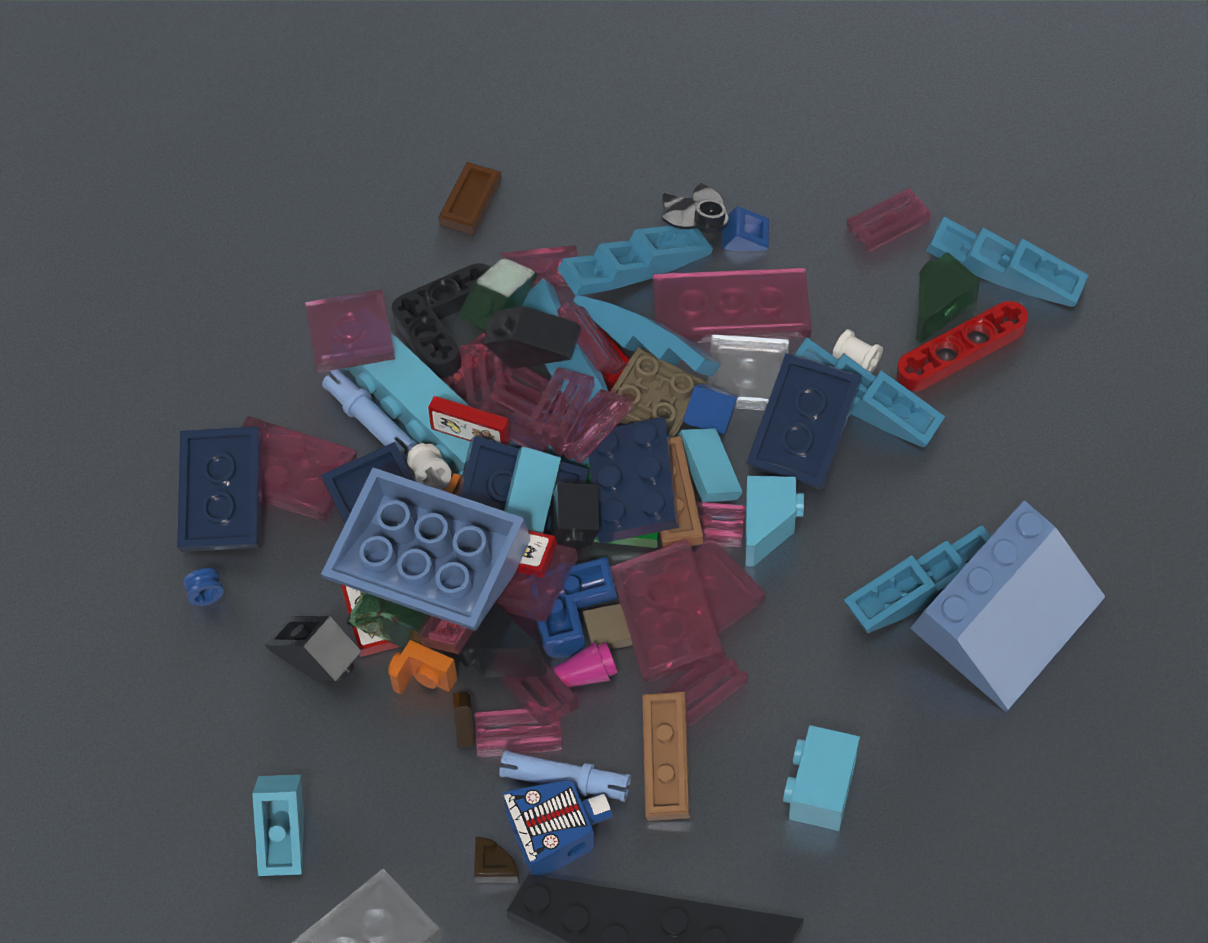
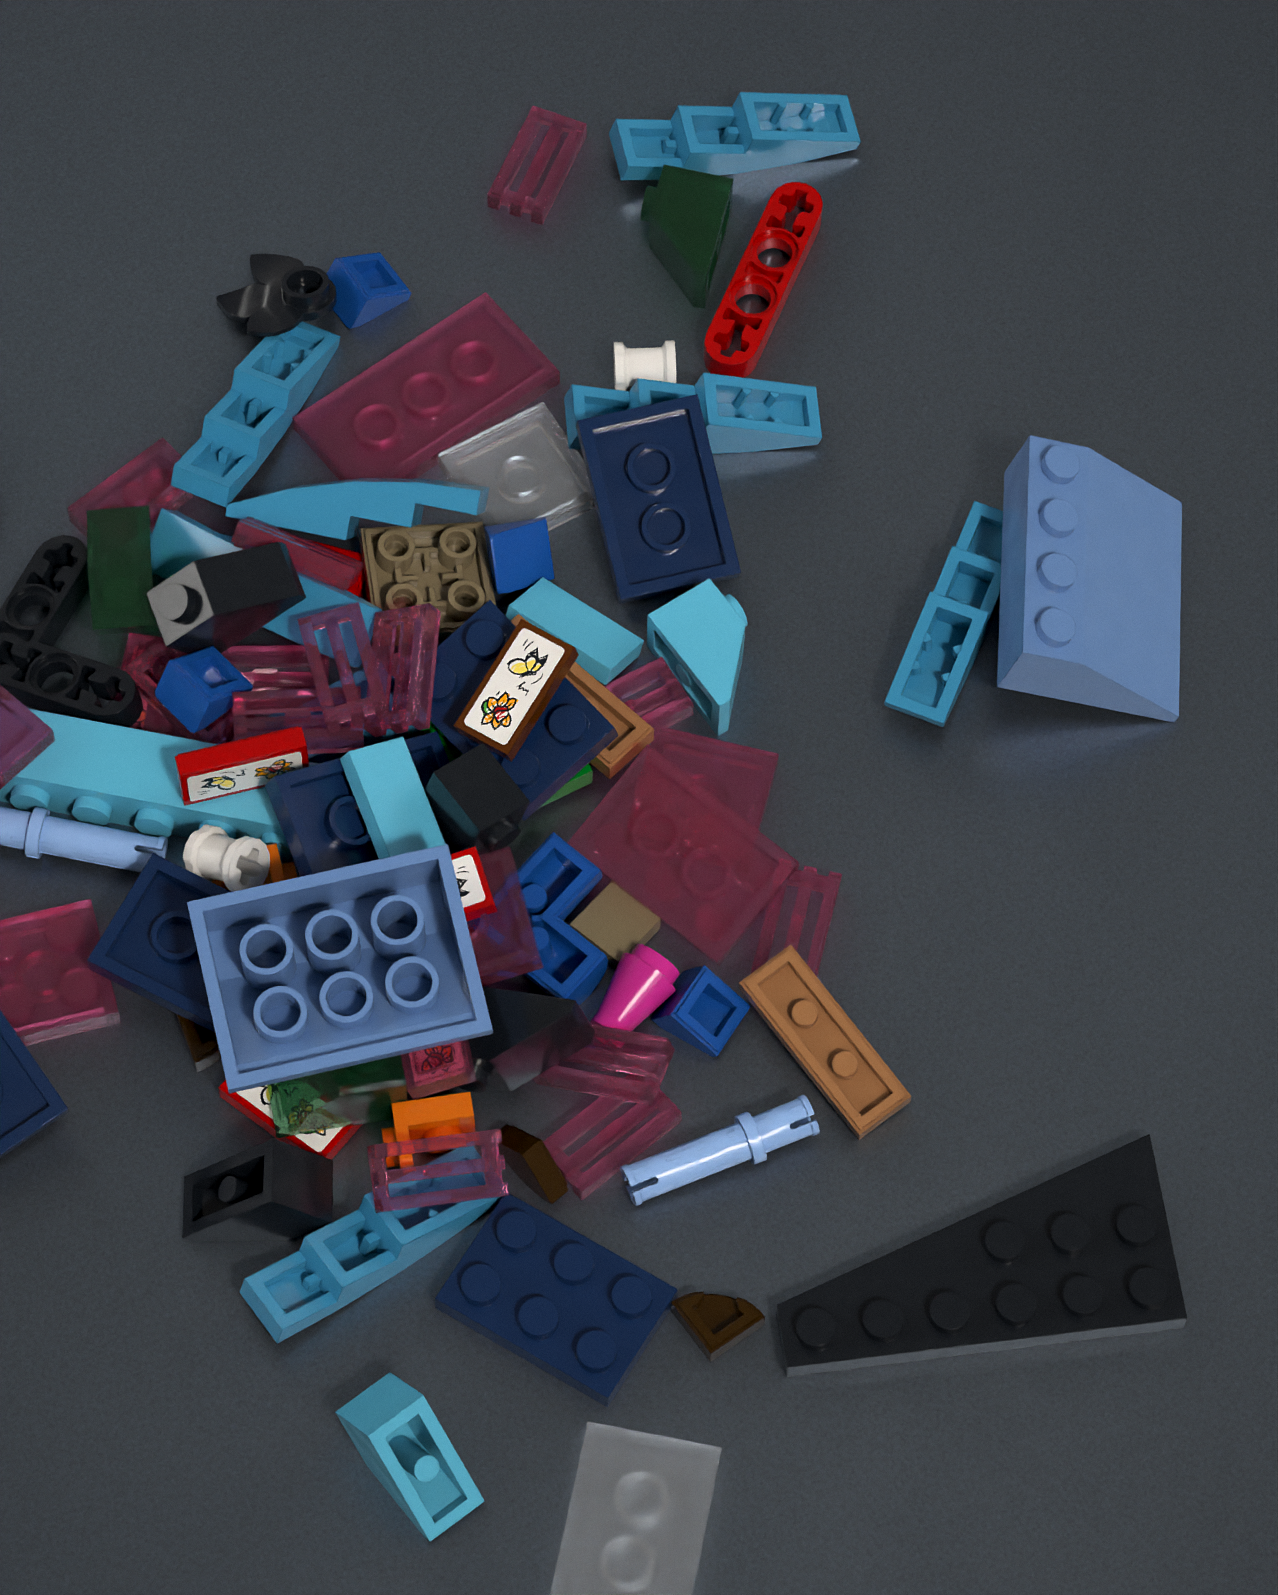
camera: 40 degrees left, 5 degrees up
(203, 587) = (39, 1214): blue bush -> none
(353, 708) = (360, 1252): none -> dark azure slope
(421, 797) = (556, 1299): none -> dark blue plate
(437, 704) = (490, 1164): none -> clear pink tile
(487, 372) = (200, 687): none -> blue slope
(553, 824) = (756, 1221): torso -> none
(617, 700) = (701, 1010): none -> blue slope
(636, 468) = (516, 690): none -> tile
(823, 777) = (1036, 943): medium azure brick -> none

